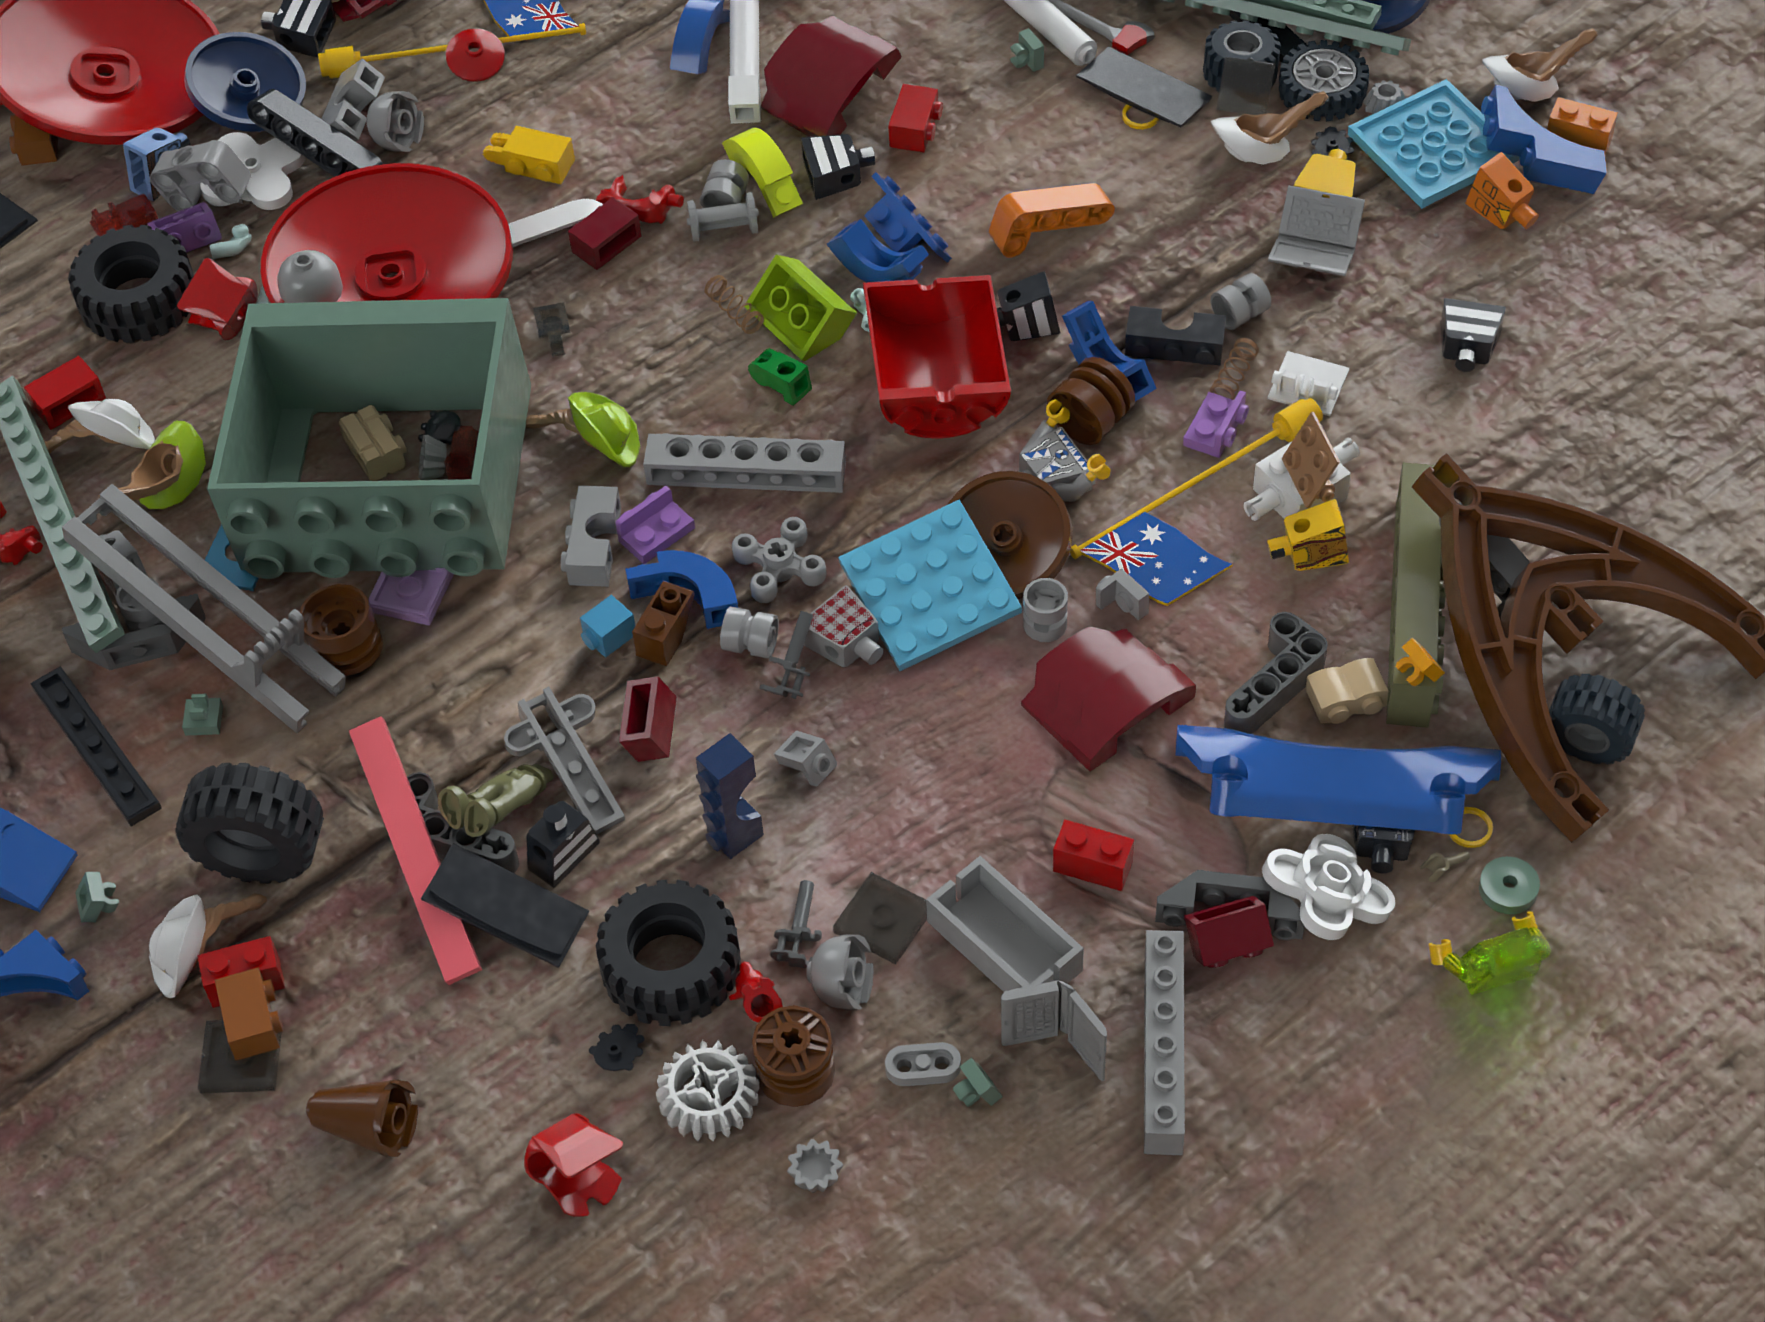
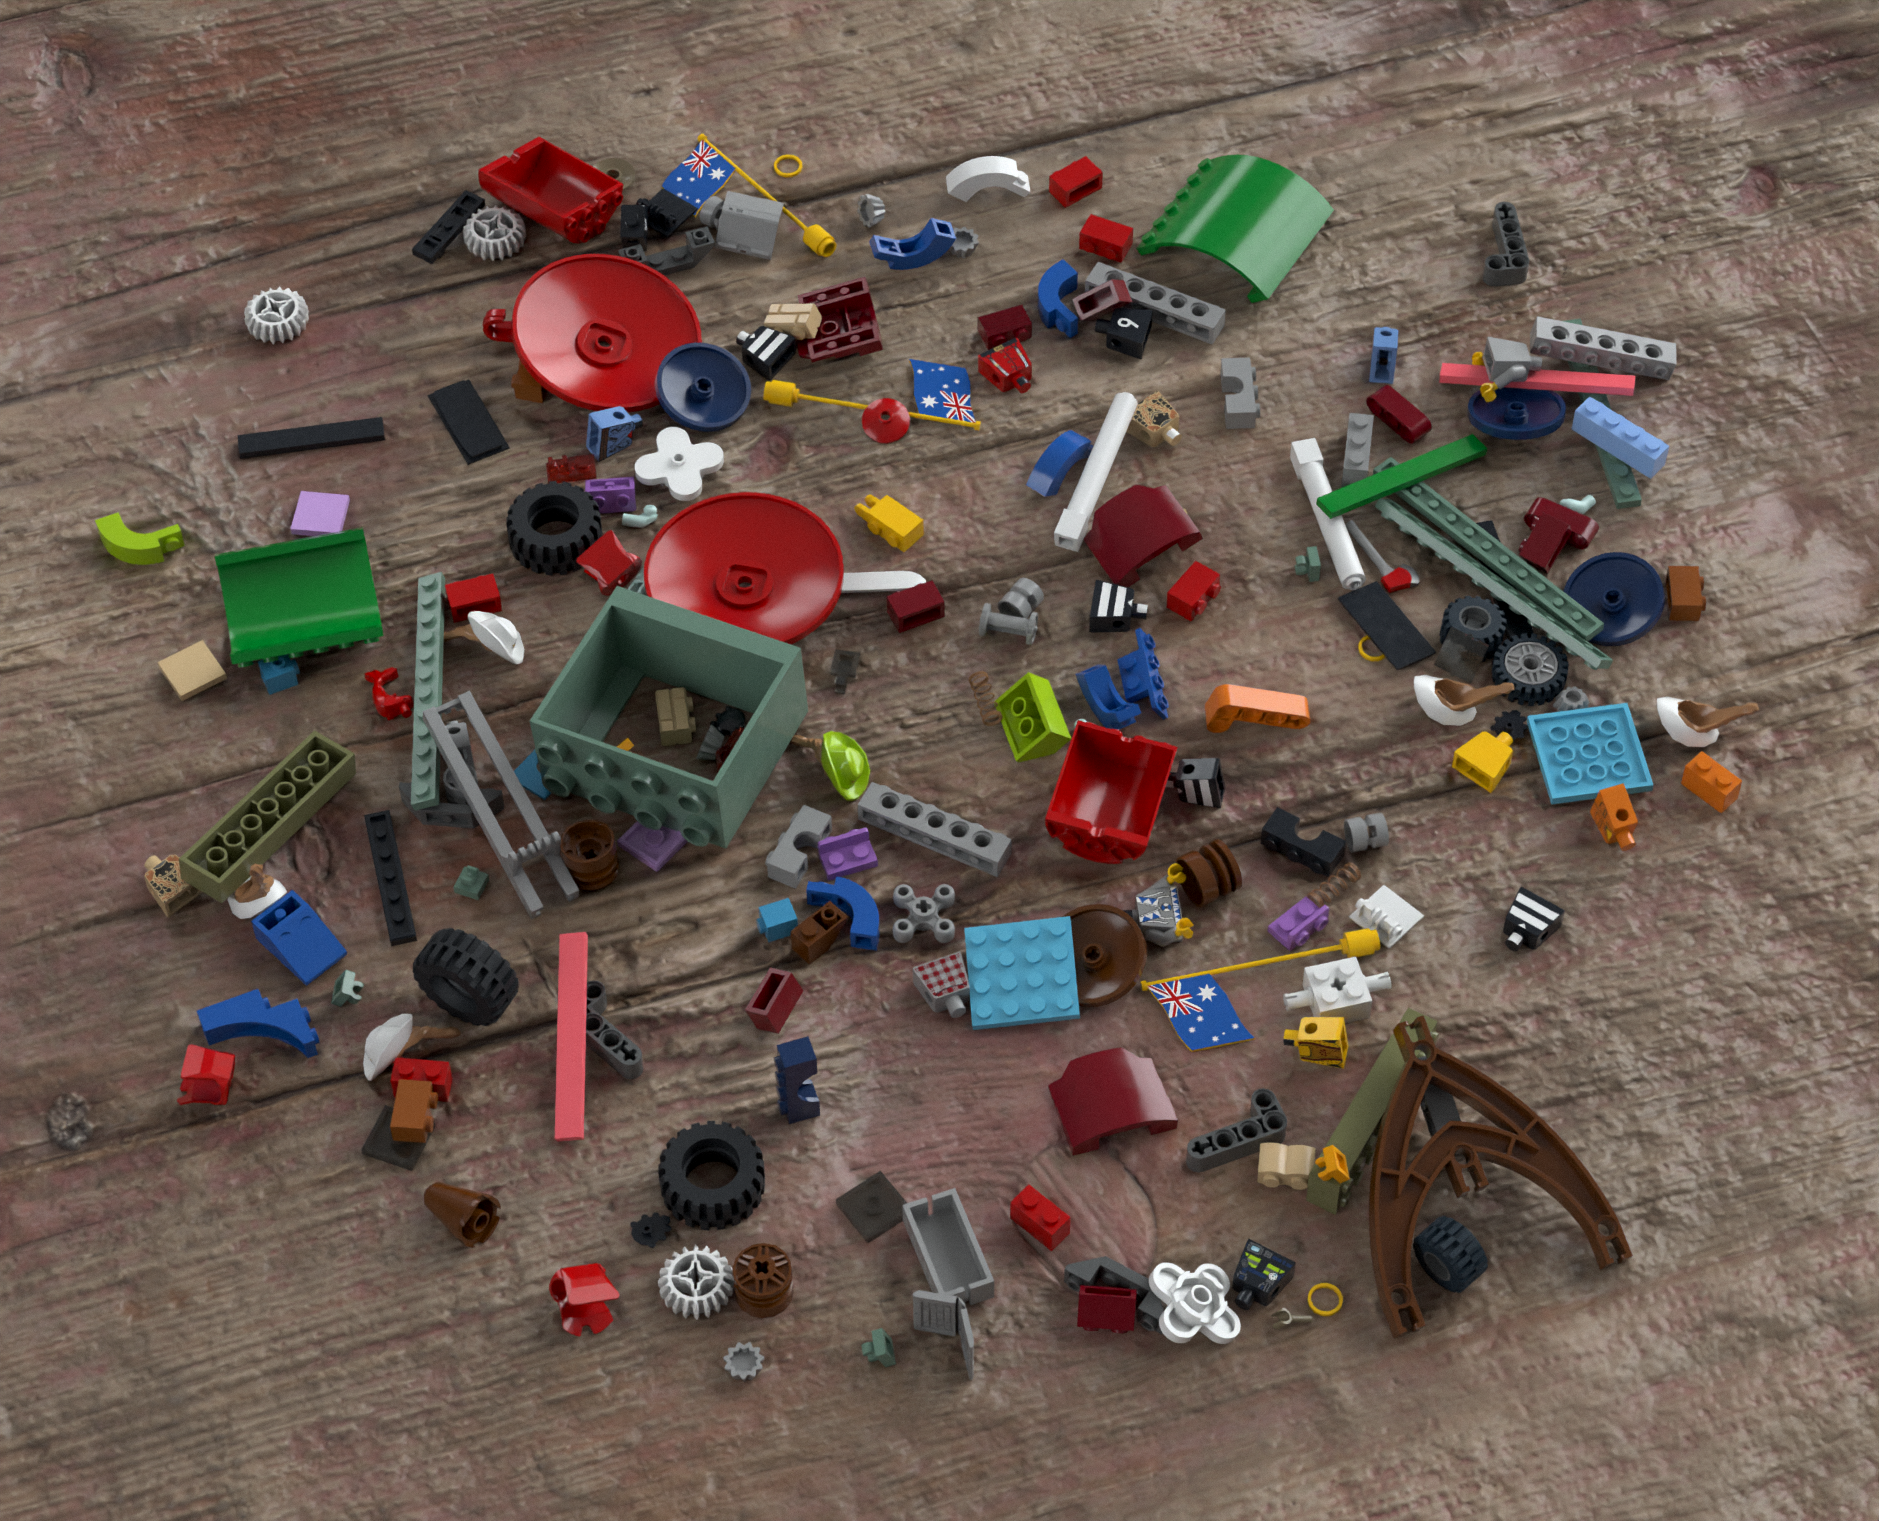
camera: 20 degrees right, 0 degrees up
(168, 468) = (520, 686): hat -> none
(211, 163) = (628, 450): light grey beam -> none
(308, 134) = (730, 451): beam -> none
(309, 278) = (677, 575): light grey cylinder -> none
(351, 94) = (762, 441): light grey arch -> none
(395, 121) = (800, 459): light grey cylinder -> none
(493, 799) = (641, 1019): olive piece -> none
(505, 905) = (617, 1099): black piece -> none
(559, 842) = (672, 1068): black torso -> none
(567, 754) = (707, 1006): light grey piece -> none
(650, 209) = (957, 598): red animal -> none
(749, 632) = (874, 960): light grey wheel -> none
(756, 991) = (757, 1225): red animal -> none
(768, 167) = (1058, 594): neon yellow arch -> none
(781, 374) = (993, 768): green leg -> none
(792, 658) = (896, 993): dark grey piece -> none
(799, 930) = (811, 1194): dark grey piece -> none
(807, 755) = (875, 1070): light grey bracket -> none
(841, 972) = (825, 1235): light grey cylinder -> none
(922, 1063) = (852, 1319): light grey plate -> none
(1045, 609) = (1096, 1023): light grey wheel -> none
(1092, 340) = (1236, 835): blue arch -> none
(1126, 591) = (1163, 1034): light grey bracket -> none
(1164, 1043) = (1022, 1368): light grey brick -> none
(1311, 462) = (1337, 984): medium nougat hinge -> none
(1318, 231) = (1455, 797): light grey piece -> none
(1338, 784) = (1238, 1234): blue panel -> none
(1496, 959) = (1288, 1401): clear neon green torso -> none
(1512, 871) = (1329, 1340): sand green piece -> none
(1542, 153) = (1664, 793): blue arch -> none

